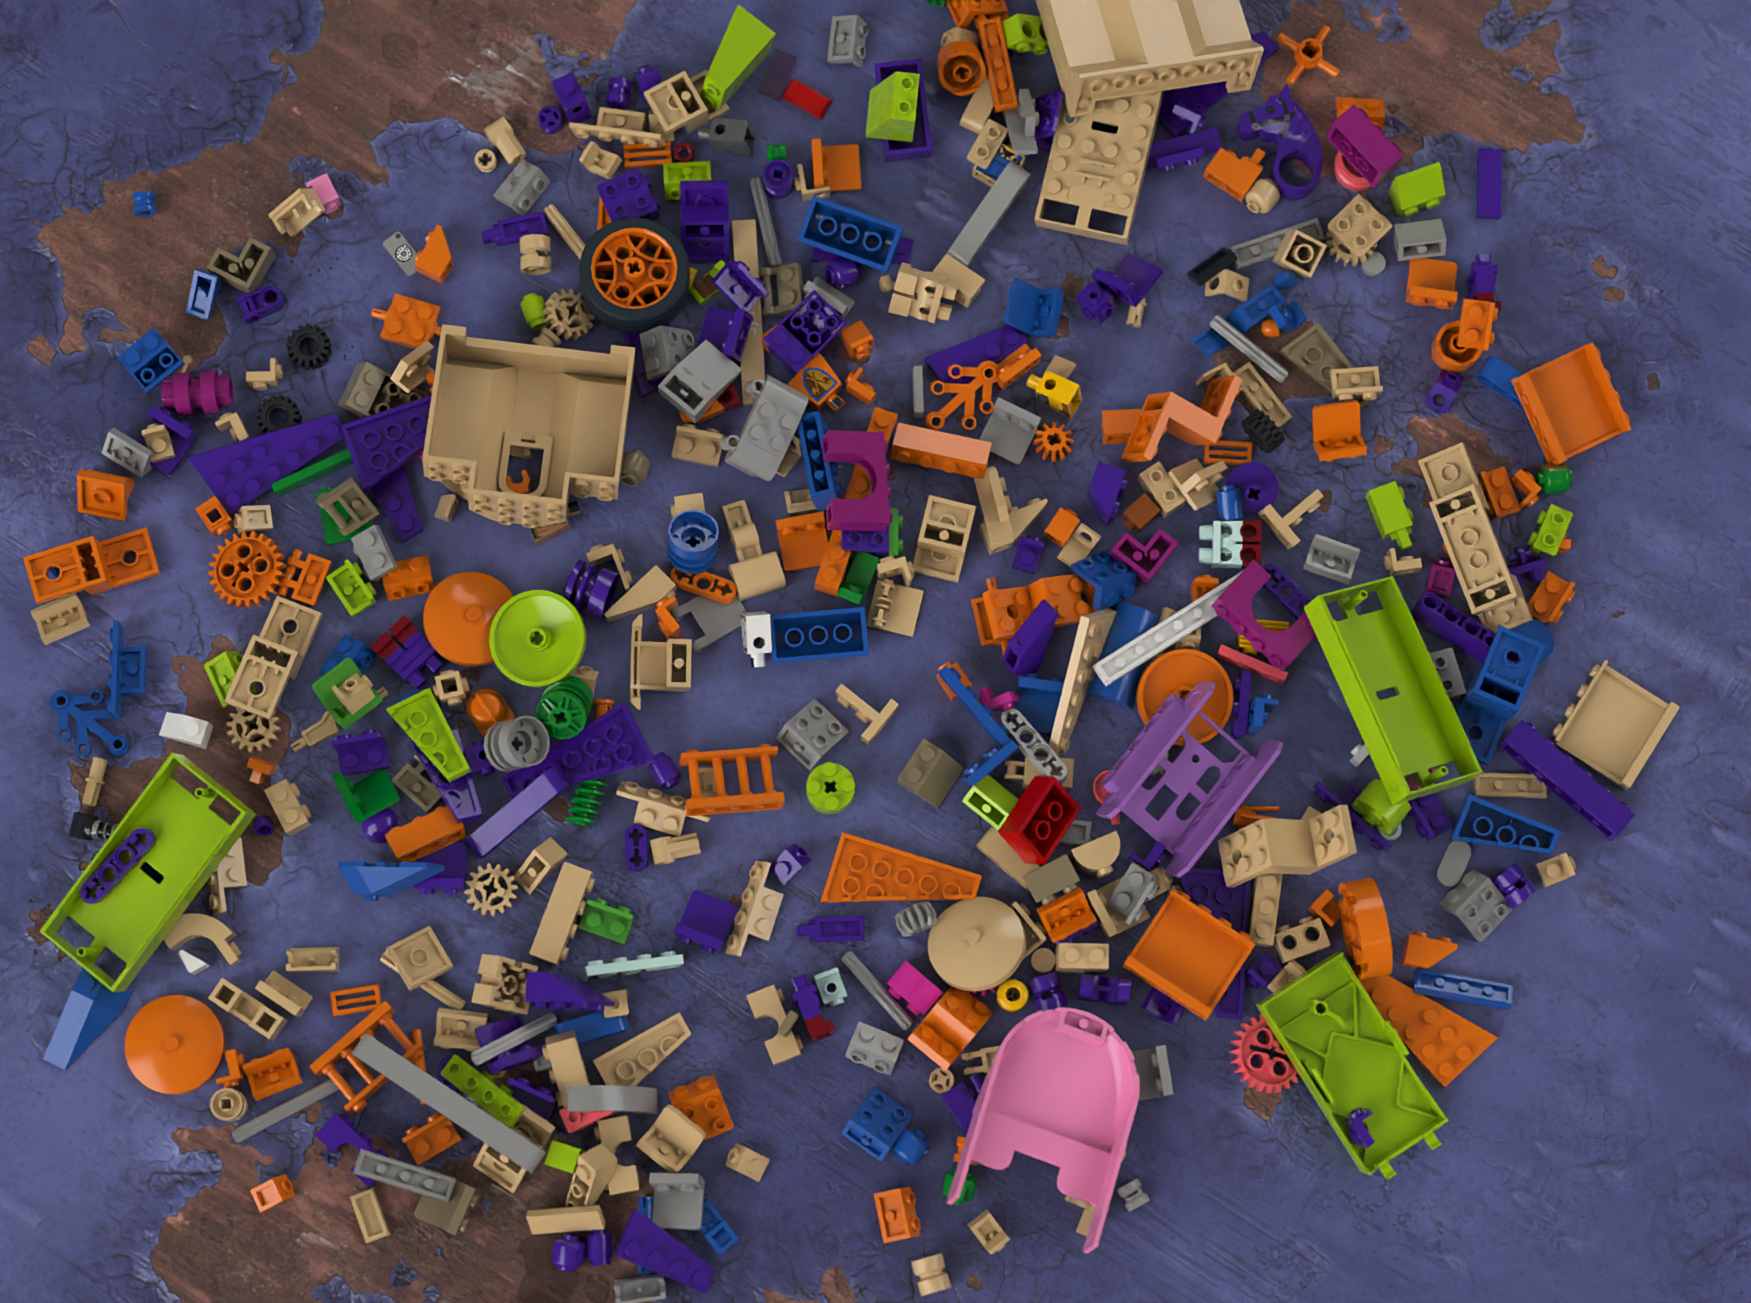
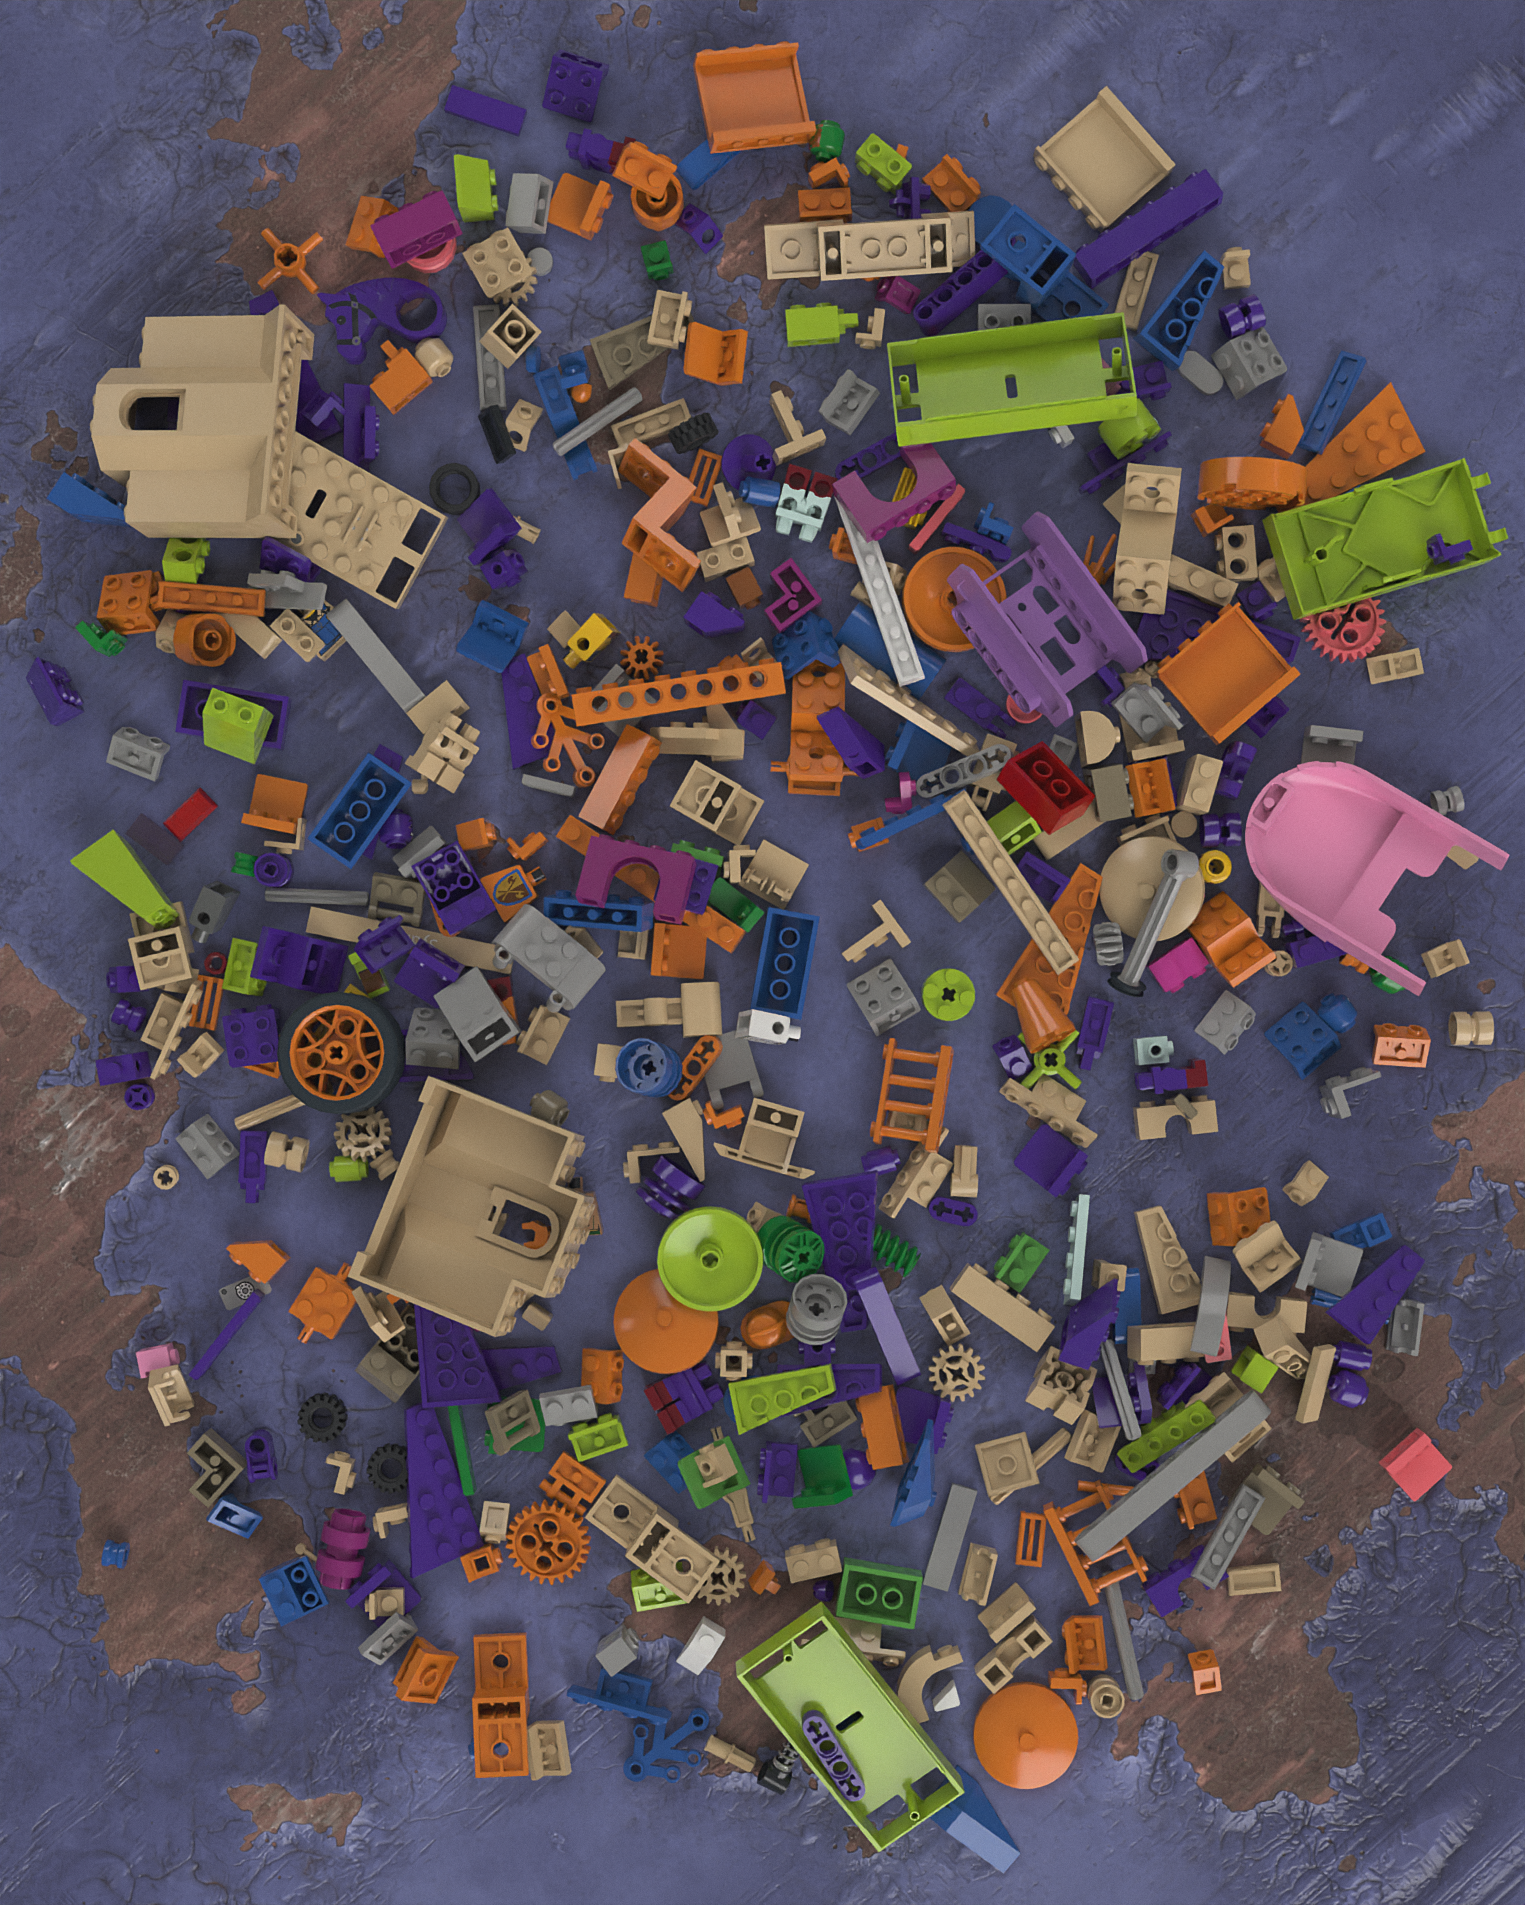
camera: 70 degrees left, 10 degrees up
(166, 654) = (618, 1649): none -> light grey brick
(273, 872) = (878, 1593): none -> bright green brick
(340, 926) = (949, 1537): none -> light grey tile
(361, 246) = (227, 1334): none -> dark purple tile
(503, 138) = (146, 1152): tan piece -> none
(800, 905) = (1057, 1068): none -> lime bar
(828, 1163) = (1332, 1092): none -> light grey bracket
(832, 872) = (1039, 1016): none -> orange cone
(877, 990) = (1167, 1003): light grey axle -> none
(945, 811) = (1010, 882): none -> tan tile
(958, 842) = (1042, 878): none -> dark purple hinge
(988, 402) = (772, 685): none -> orange brick
(1000, 952) = (1177, 867): none -> light grey piece
(1095, 746) = (977, 707): none -> dark purple hinge
(1156, 226) = (437, 478): none -> black tyre
(1242, 1114) = (1395, 666): none -> tan slope
(1405, 362) = (657, 260): none -> green bracket
(1535, 251) = (574, 85): none -> dark purple bracket

